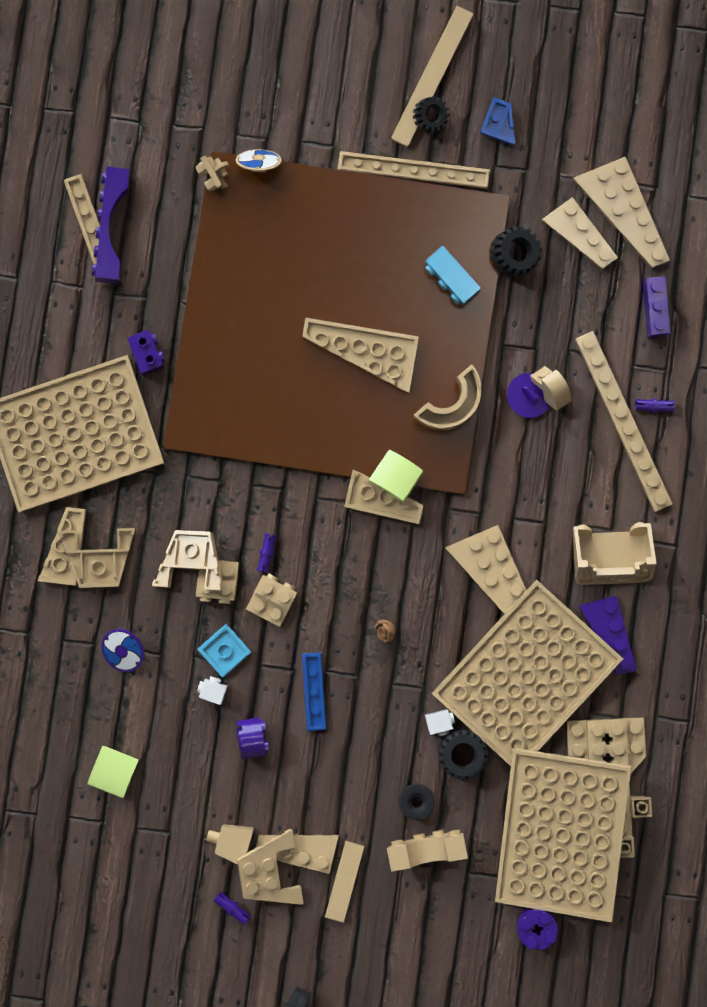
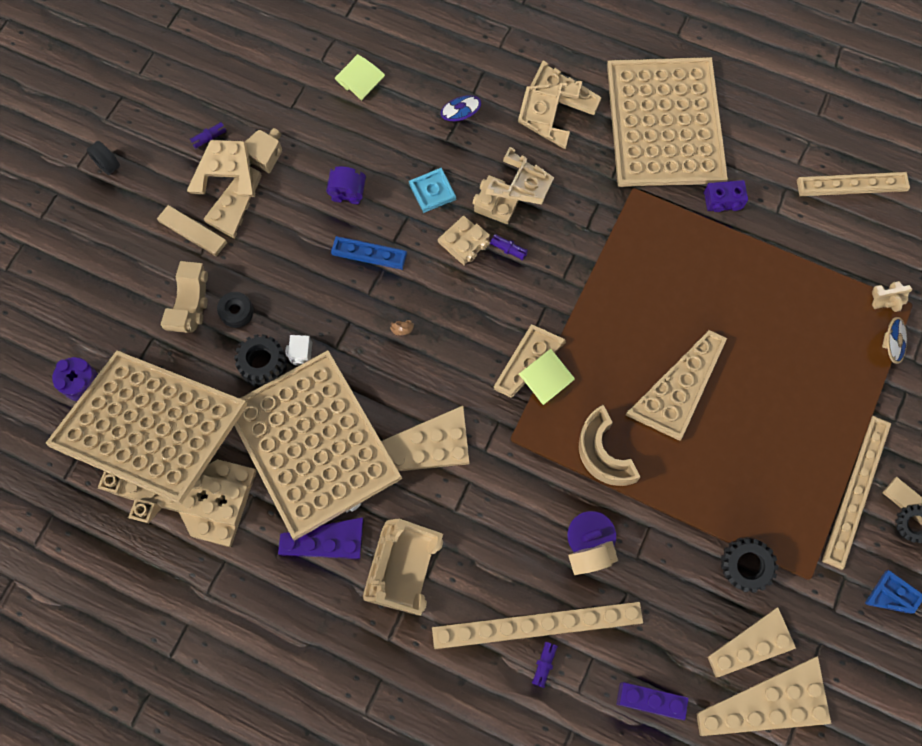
camera: 110 degrees right, 15 degrees down
(115, 189) = (890, 209): dark purple arch -> none
(212, 690) = (399, 169): white brick -> none
(452, 276) = (736, 490): medium azure brick -> none

